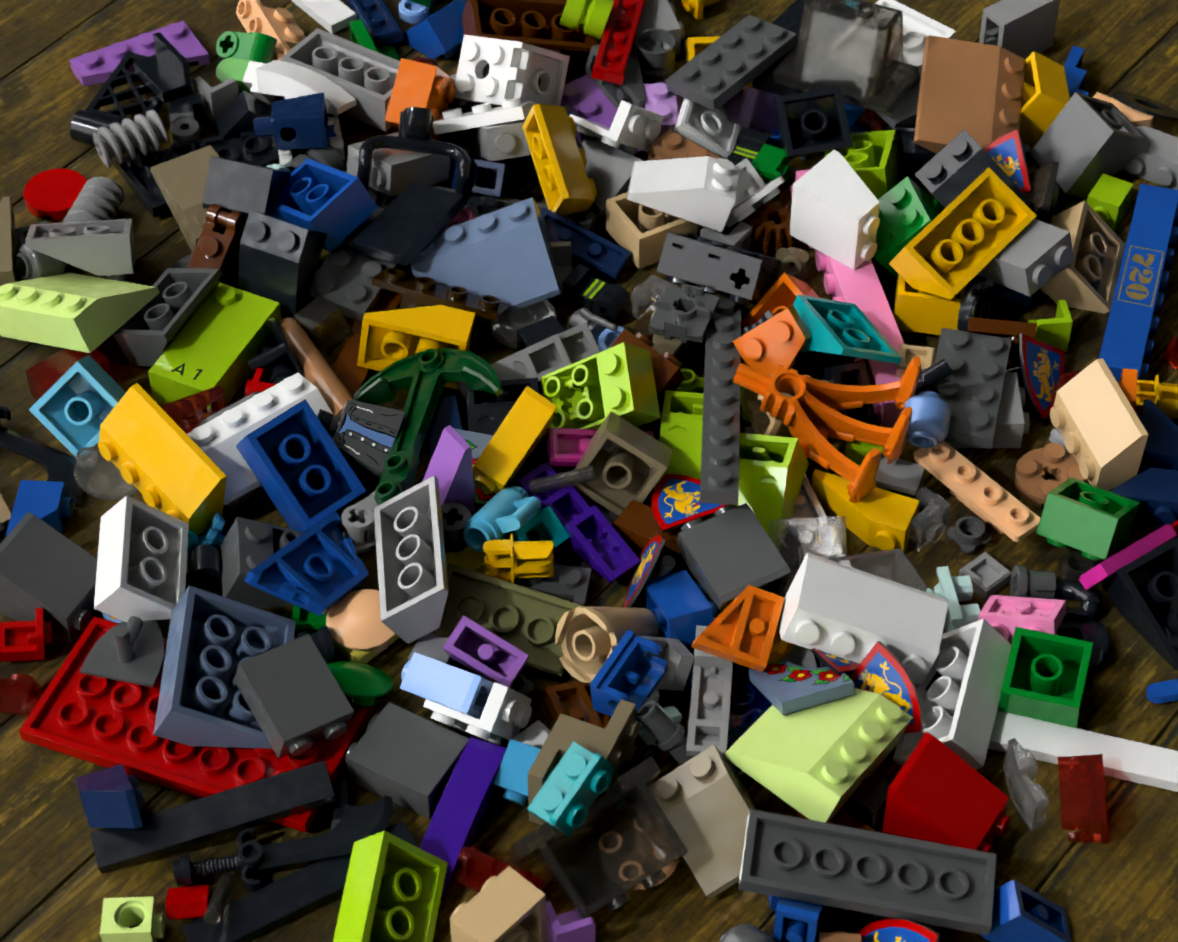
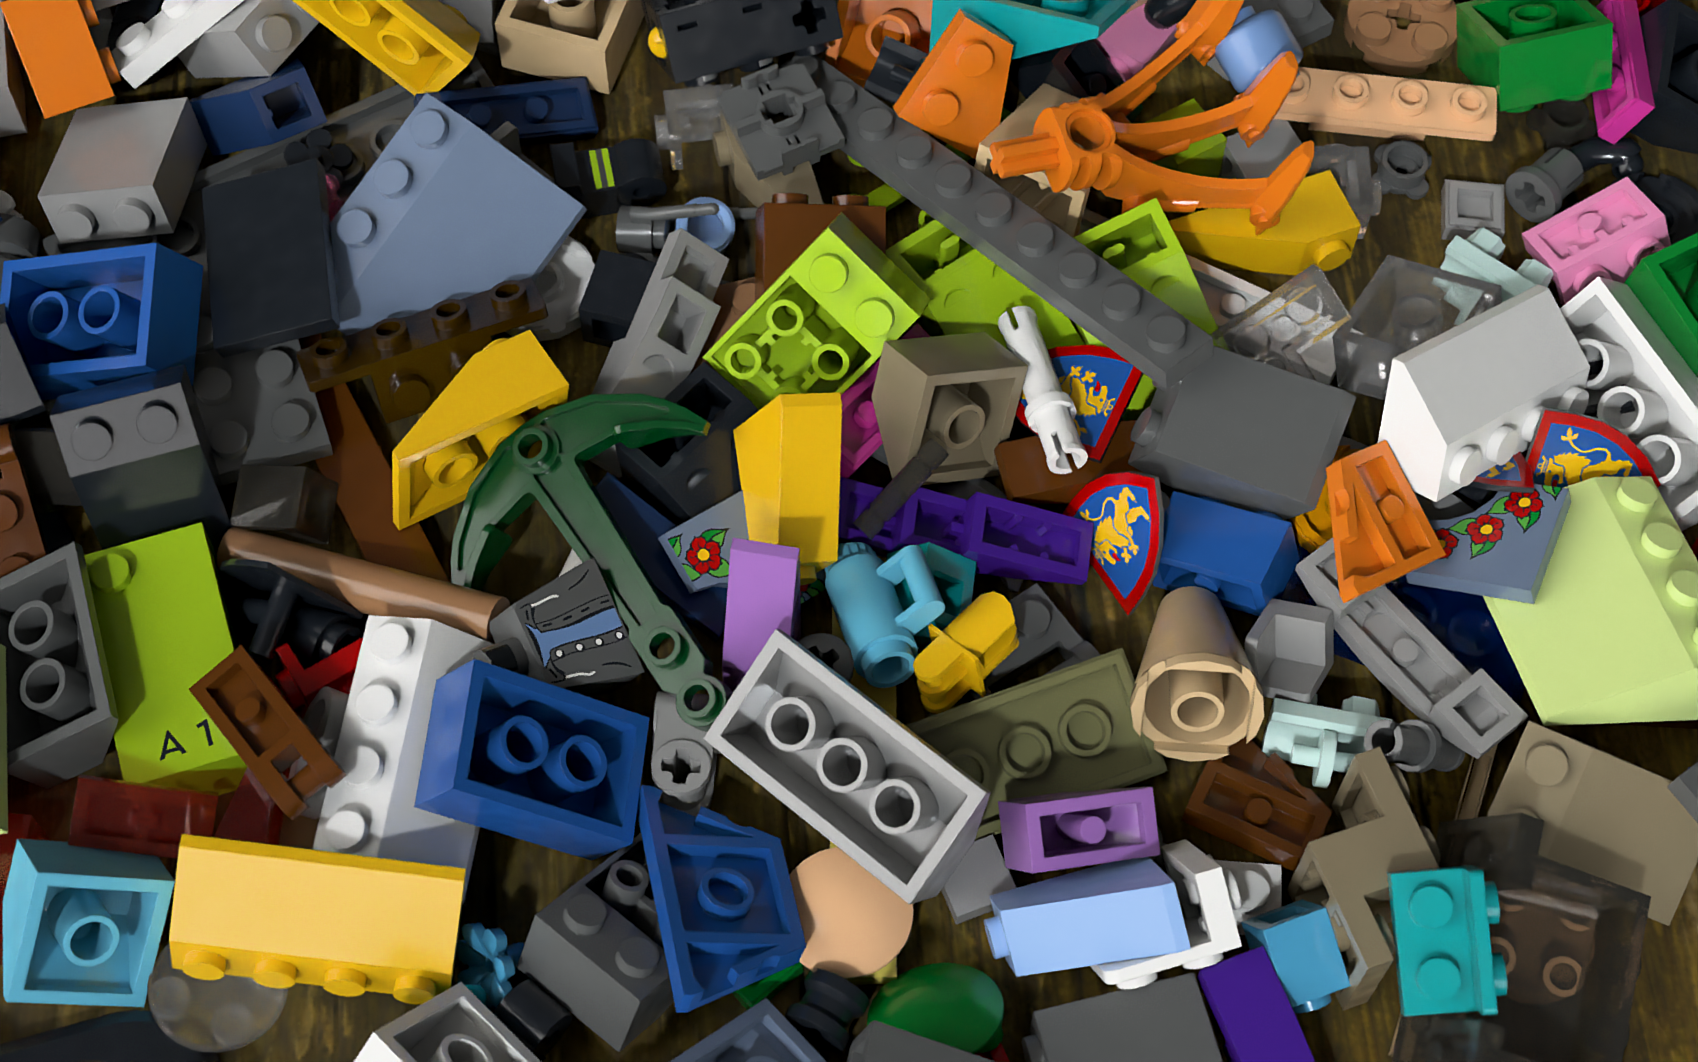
camera: 45 degrees left, 15 degrees up
(133, 369) = (138, 816): none -> clear red hinge
(211, 381) = (266, 731): none -> reddish brown plate
(415, 135) = (133, 113): black piece -> none
(628, 674) = (1303, 711): blue hinge -> none
(662, 493) = (1049, 408): none -> white pin

